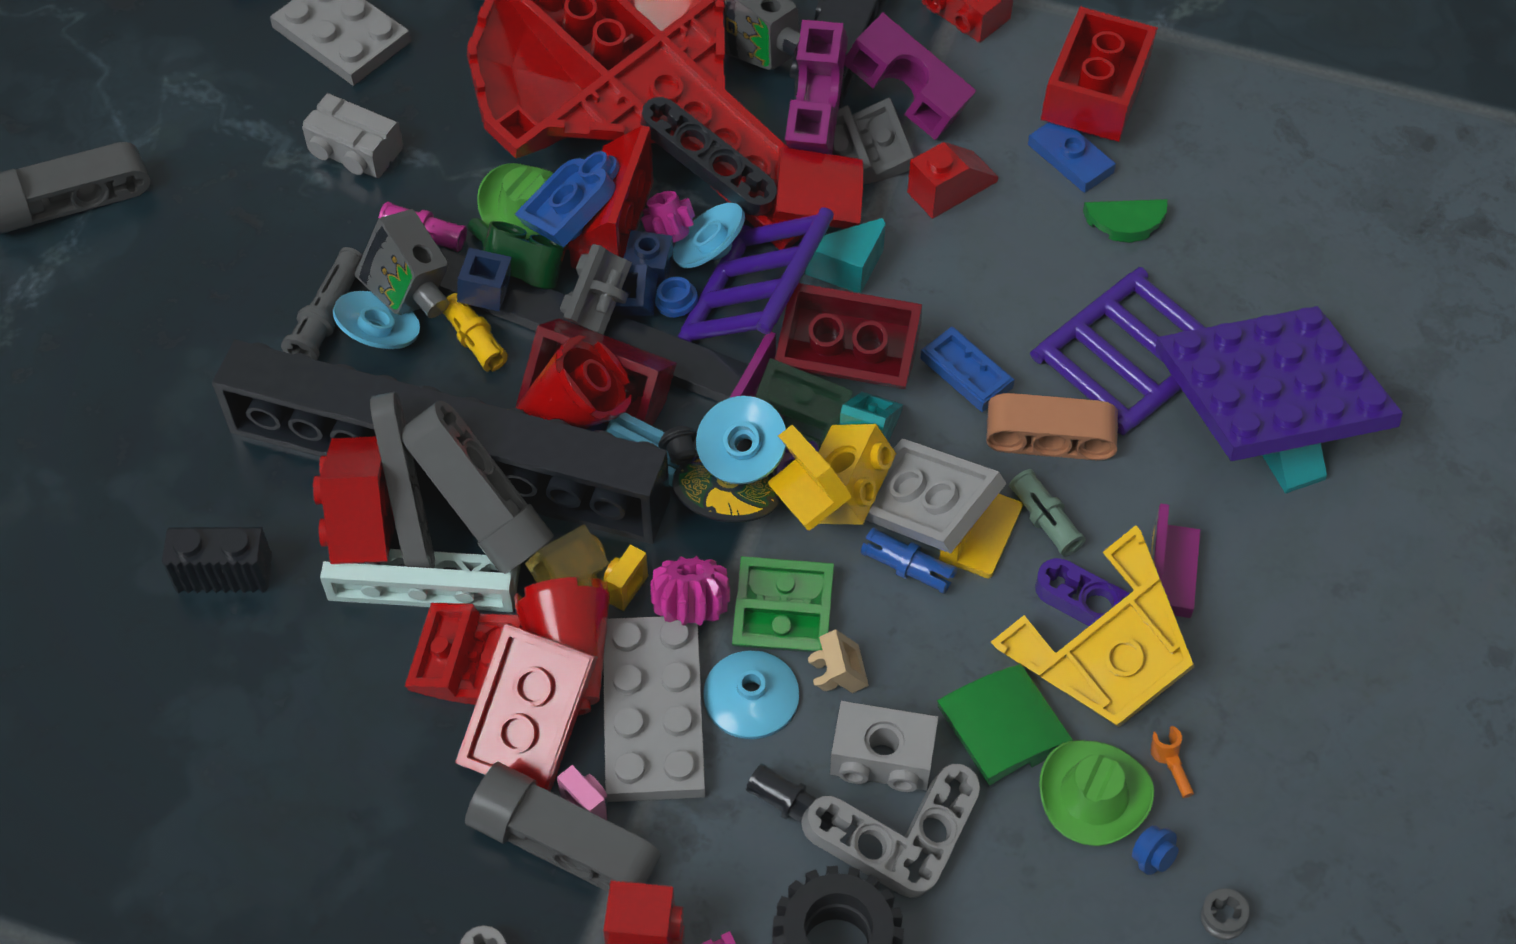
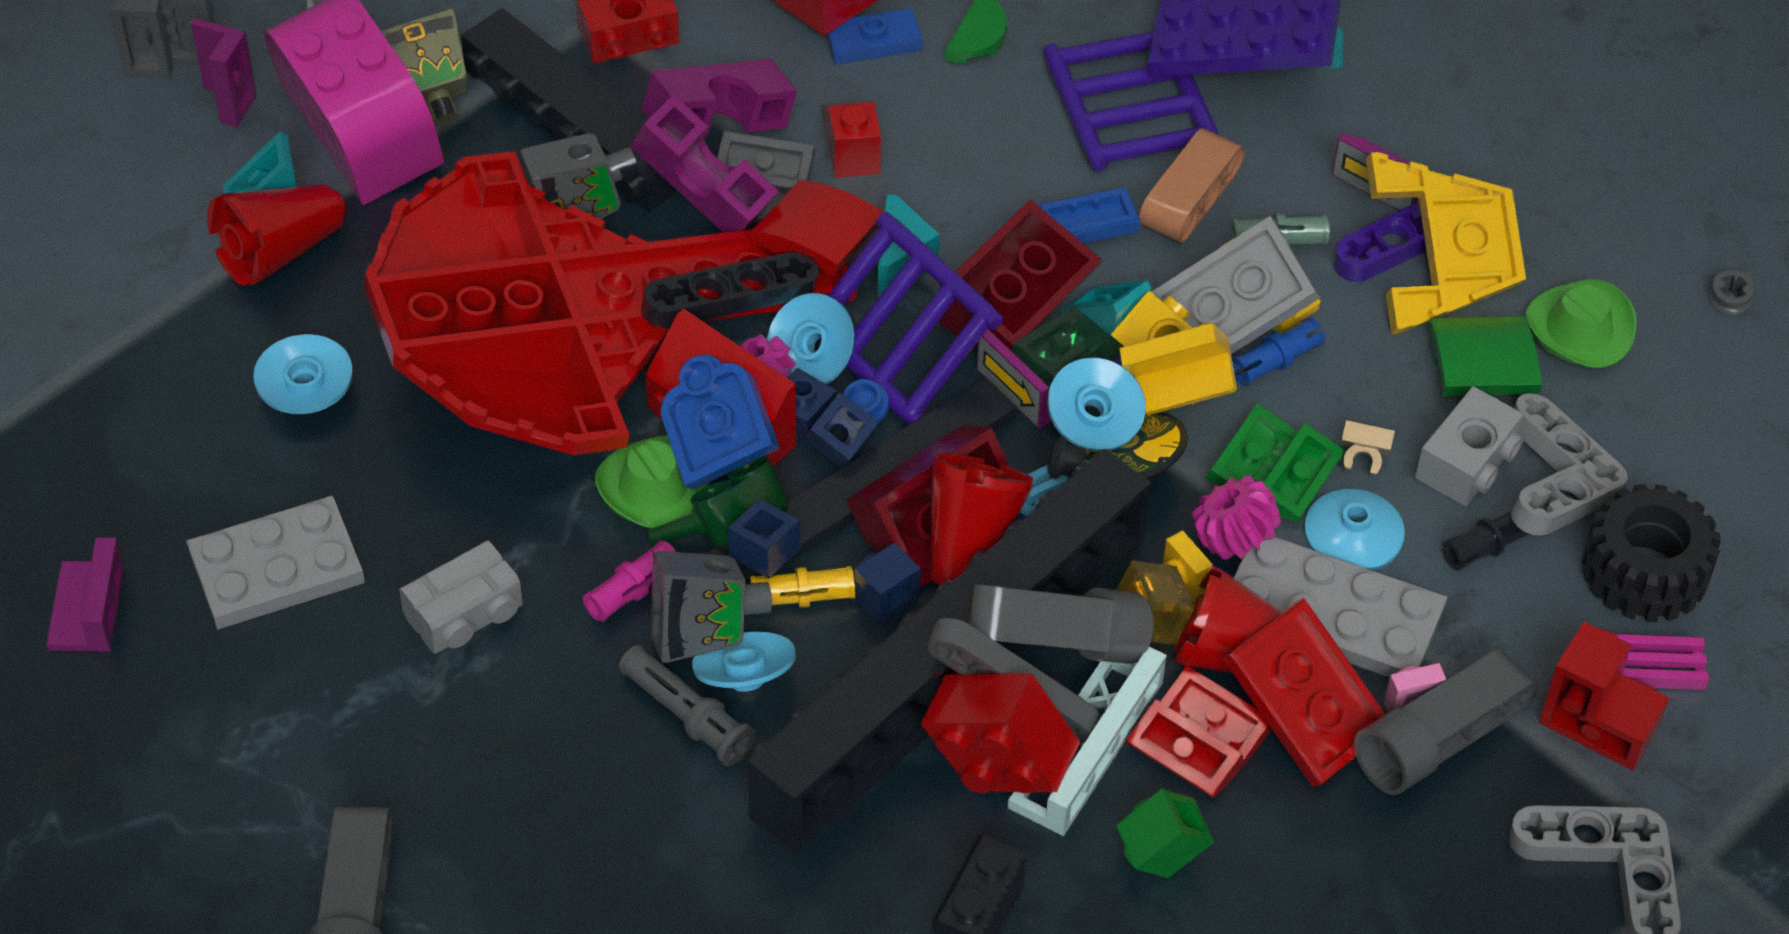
camera: 65 degrees left, 5 degrees down
(335, 659) = (1164, 833): none -> green brick
(498, 378) = (887, 582): none -> dark blue plate
(597, 289) = (831, 428): dark grey hips -> none
(1155, 850) = (1659, 306): blue plate -> none
(1170, 755) = (1561, 260): orange hand -> none

